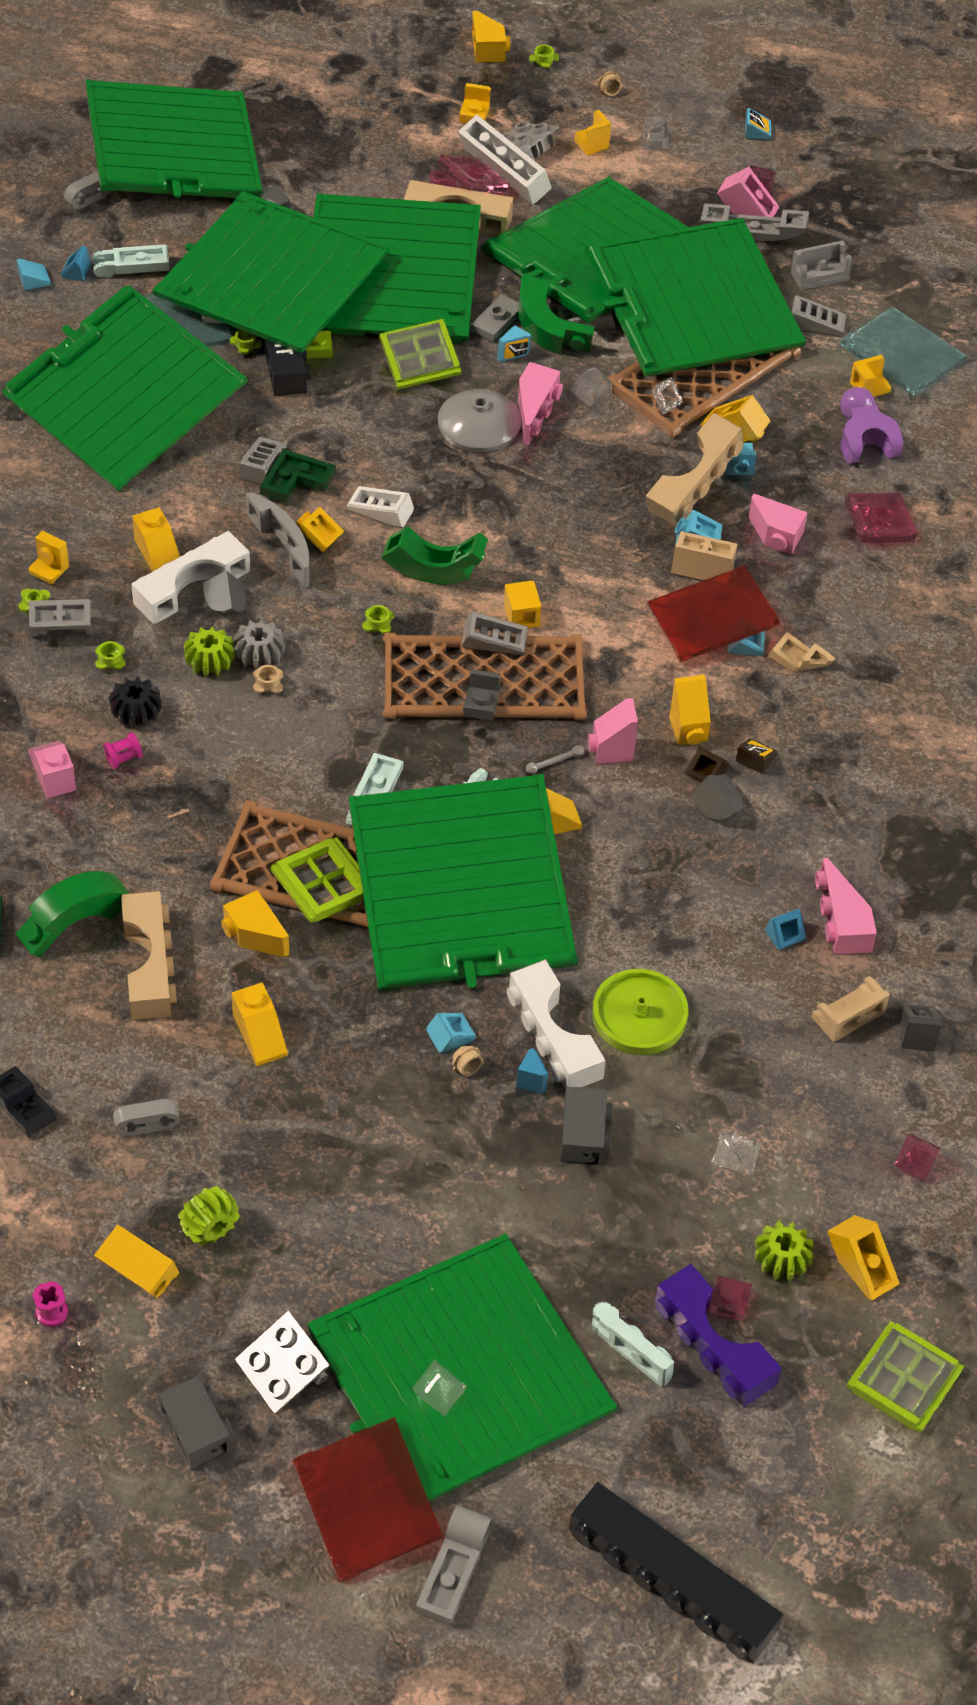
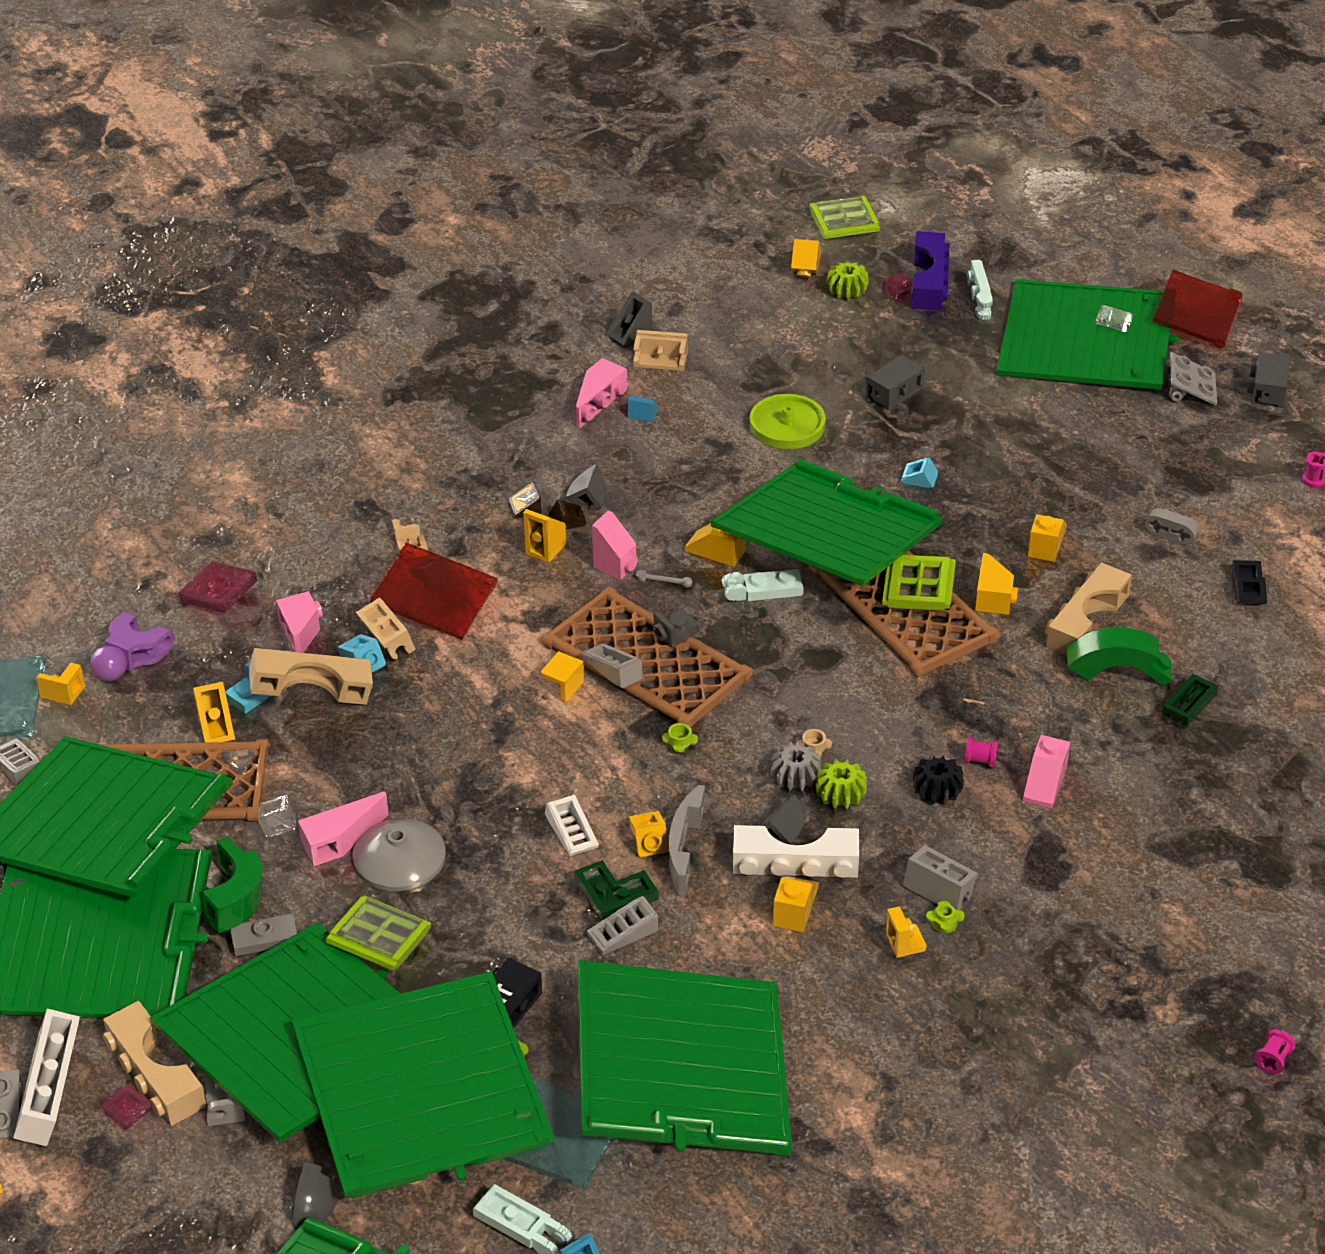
camera: 135 degrees left, 10 degrees down
(110, 656) = (922, 833): lime plate -> none
(137, 1261) = (1242, 461): yellow hinge -> none
(209, 1215) = (1179, 450): lime gear -> none
(378, 777) = (818, 623): light aqua hinge -> none
(430, 562) = (582, 740): green arch -> none
(454, 1564) = (1186, 262): light grey plate -> none
(467, 1060) = (929, 448): tan plate -> none
(473, 174) = (94, 1083): clear pink plate -> none
(513, 344) = (293, 889): slope -> none
(532, 1073) = (897, 420): dark azure slope -> none
(572, 1057) = (848, 452): white arch -> none
(675, 1573) = (1060, 211): black brick -> none
(736, 1153) = (817, 331): clear slope -> none
(917, 1156) = (718, 276): clear pink plate -> none

